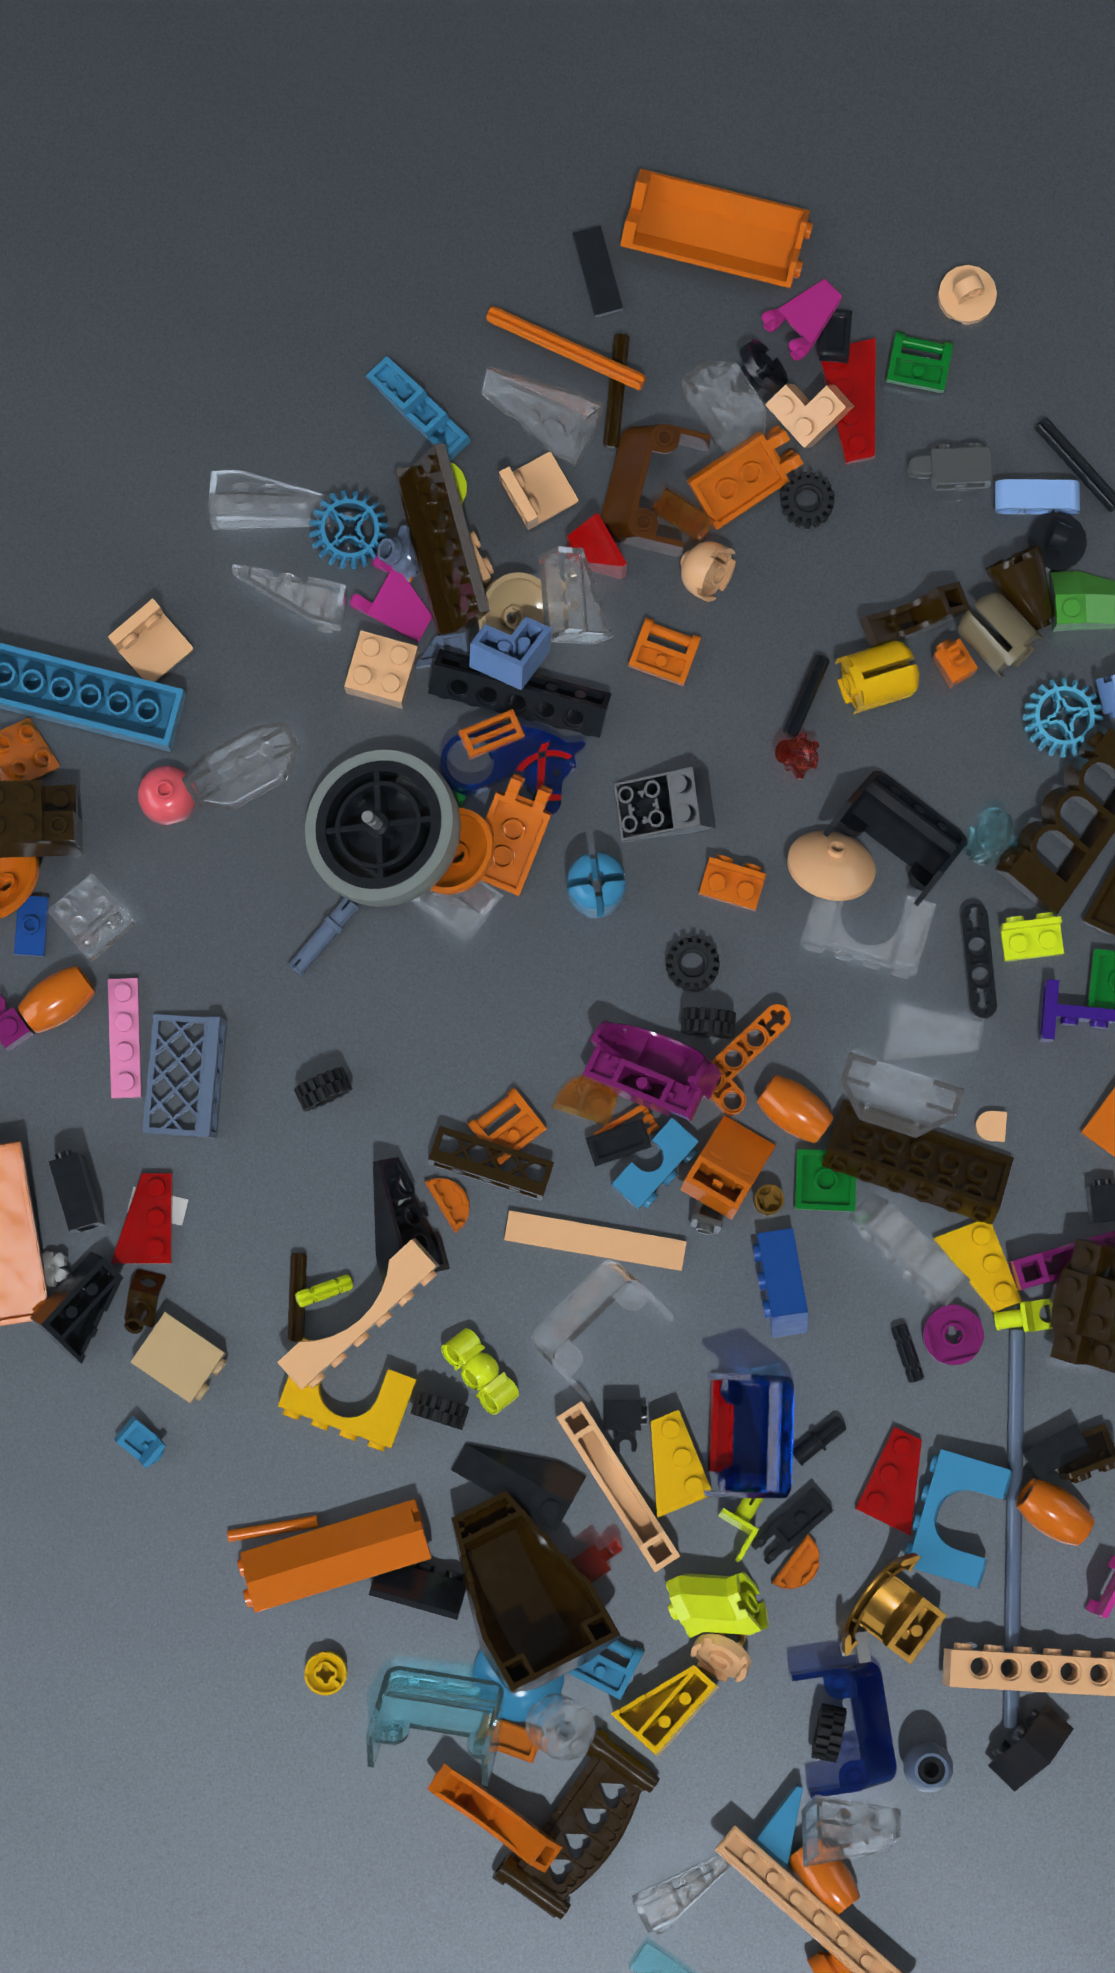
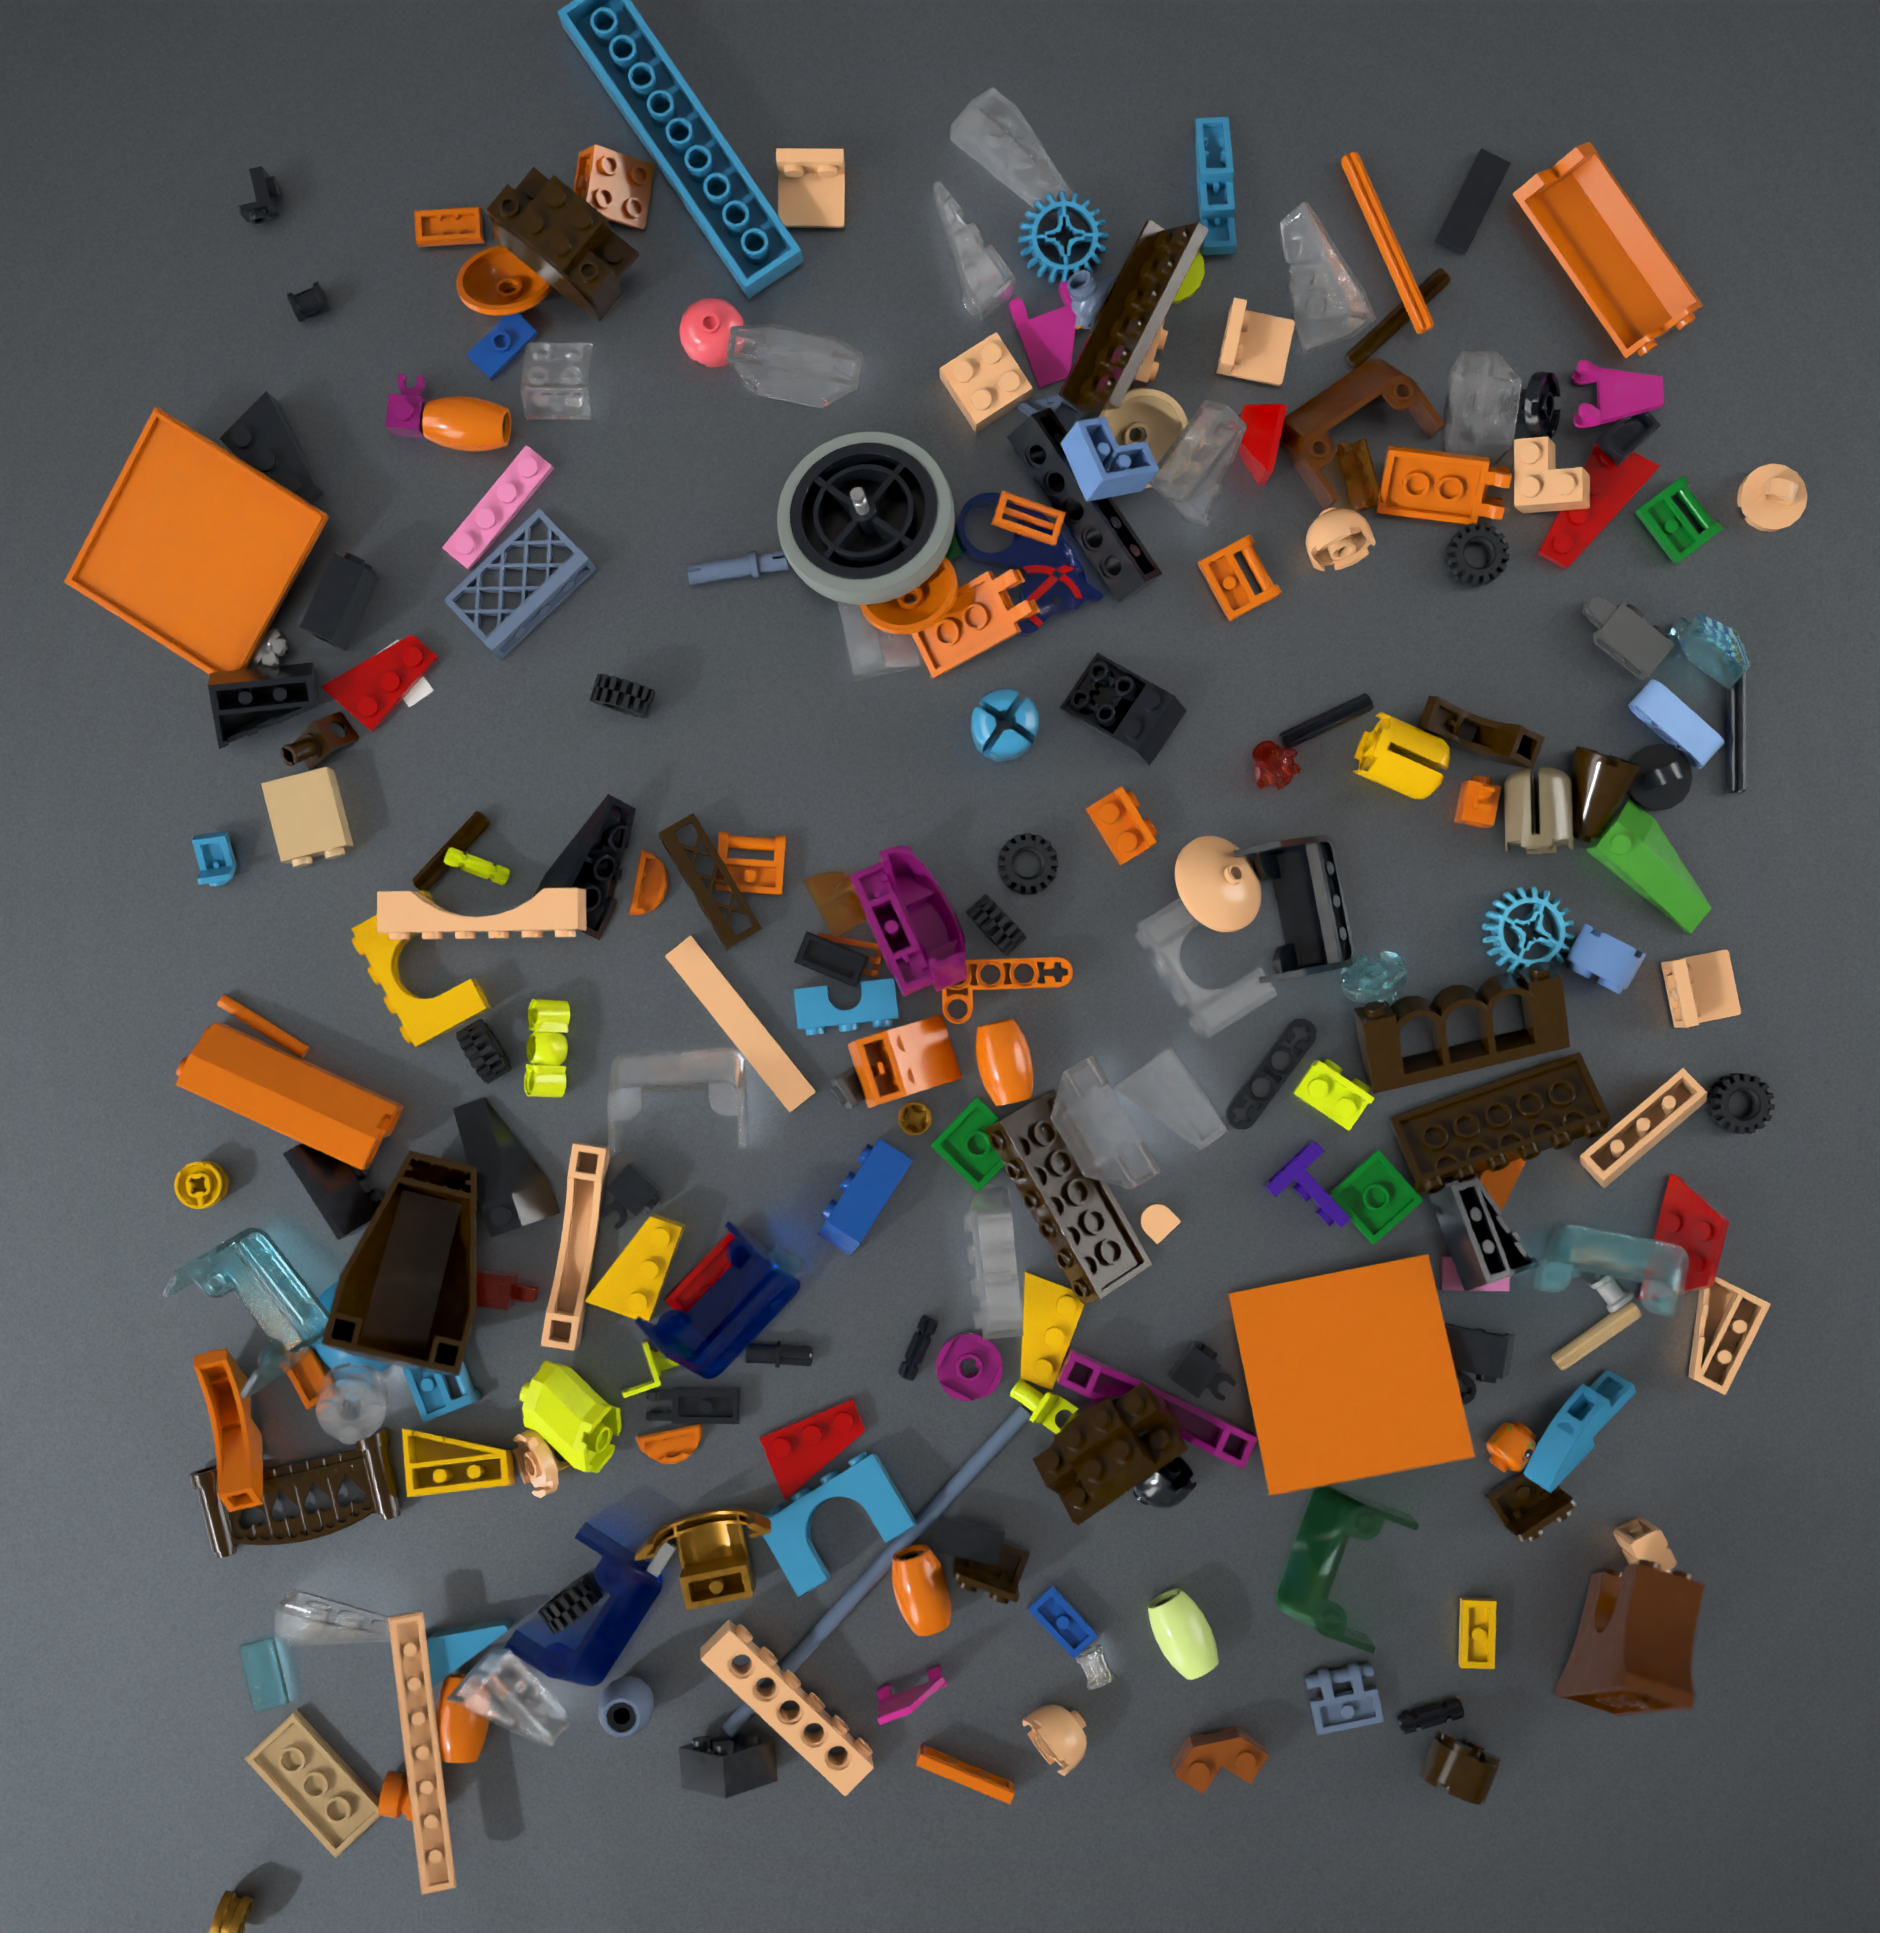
camera: 40 degrees right, 5 degrees up
(1017, 427) = (1713, 648): none -> clear light blue torso

